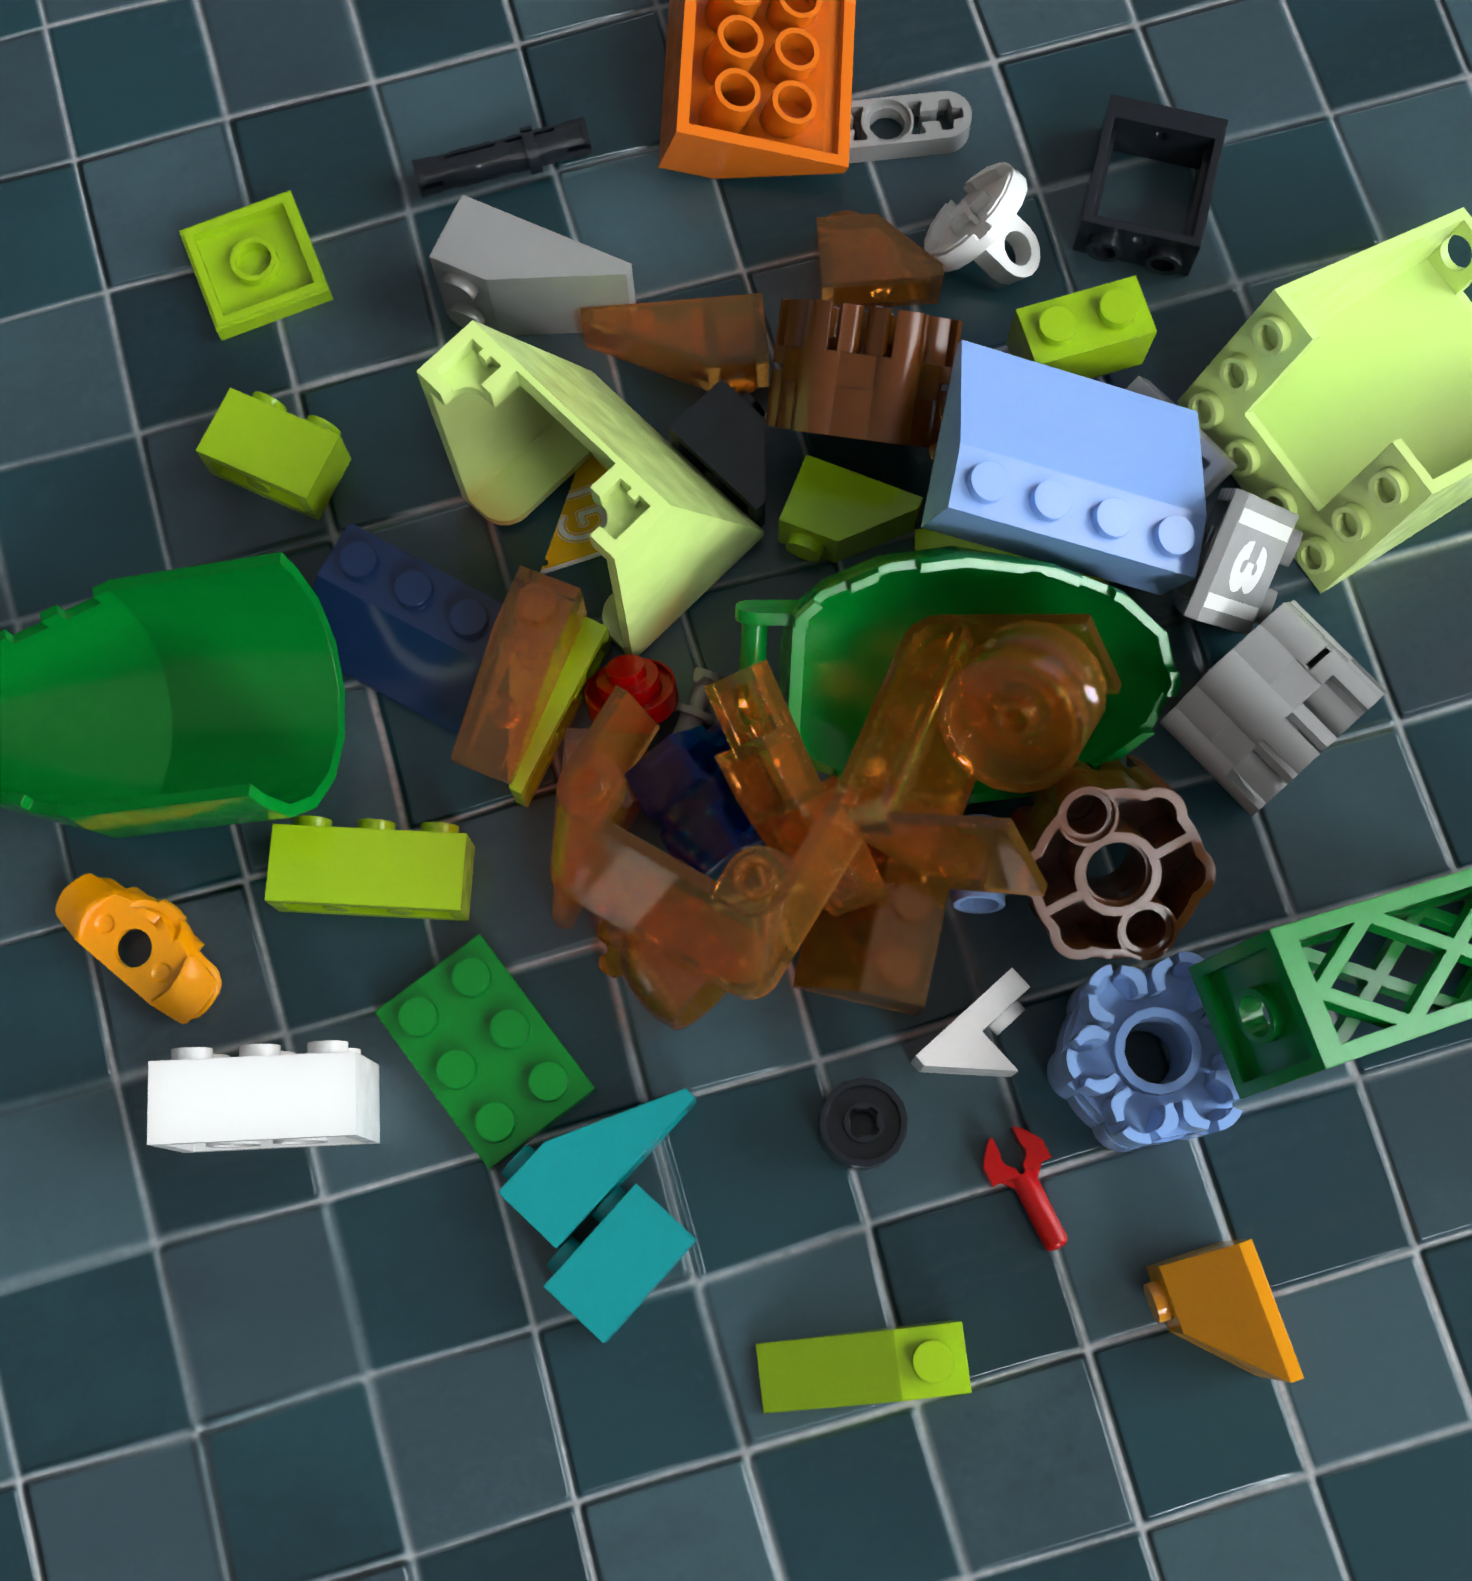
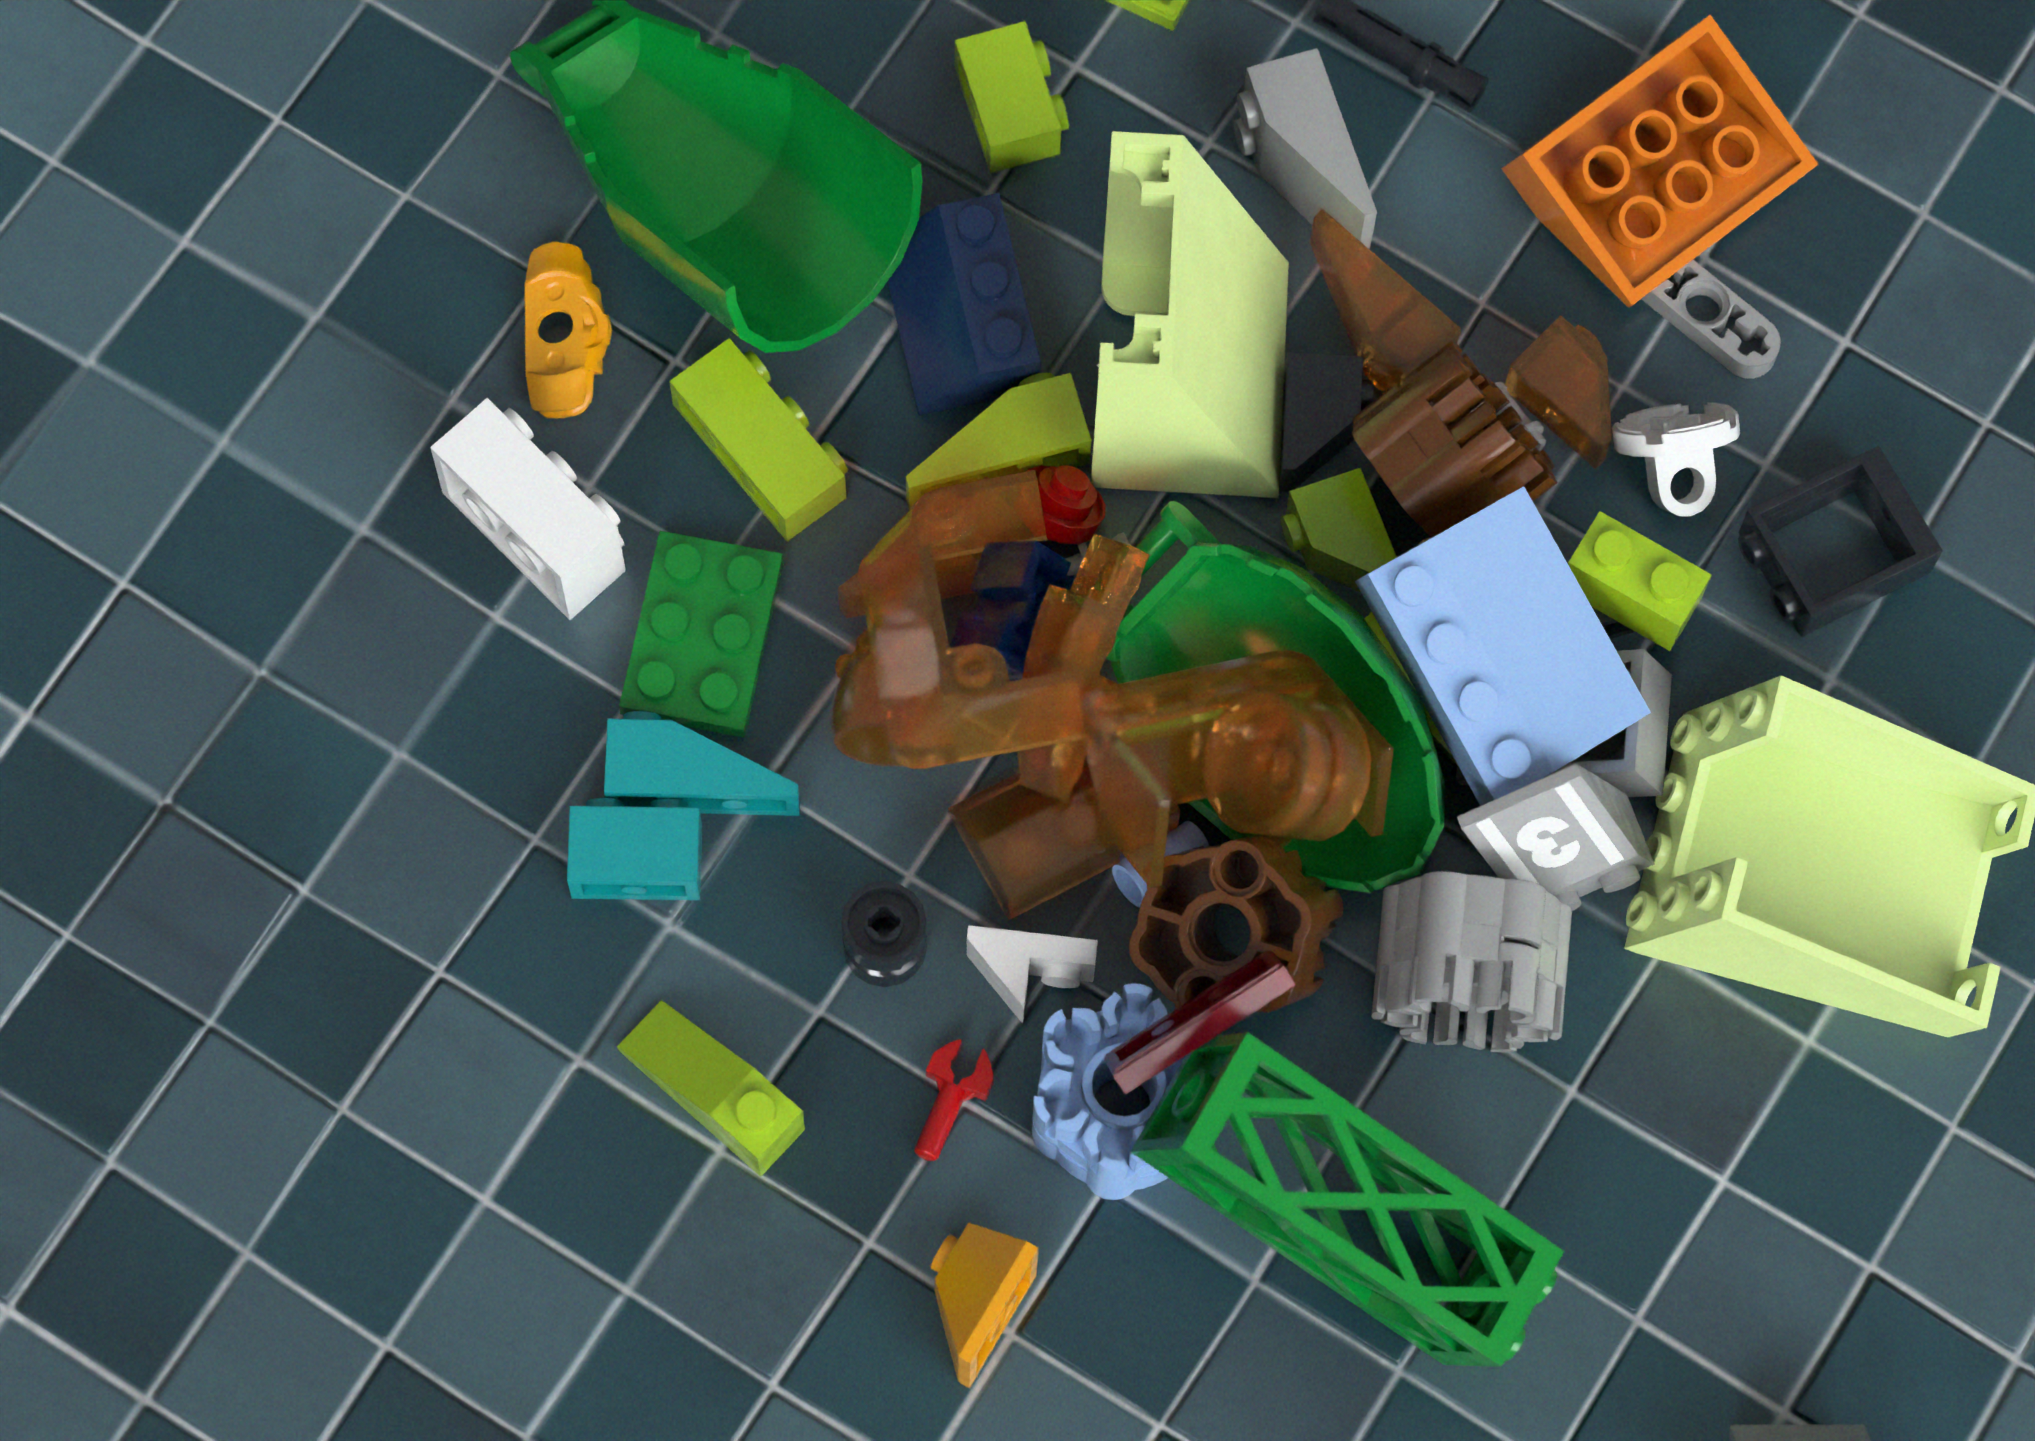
camera: 45 degrees right, 5 degrees down
(518, 673) = (994, 405): clear orange slope -> none
(1188, 954) = (1198, 1021): none -> dark red tile

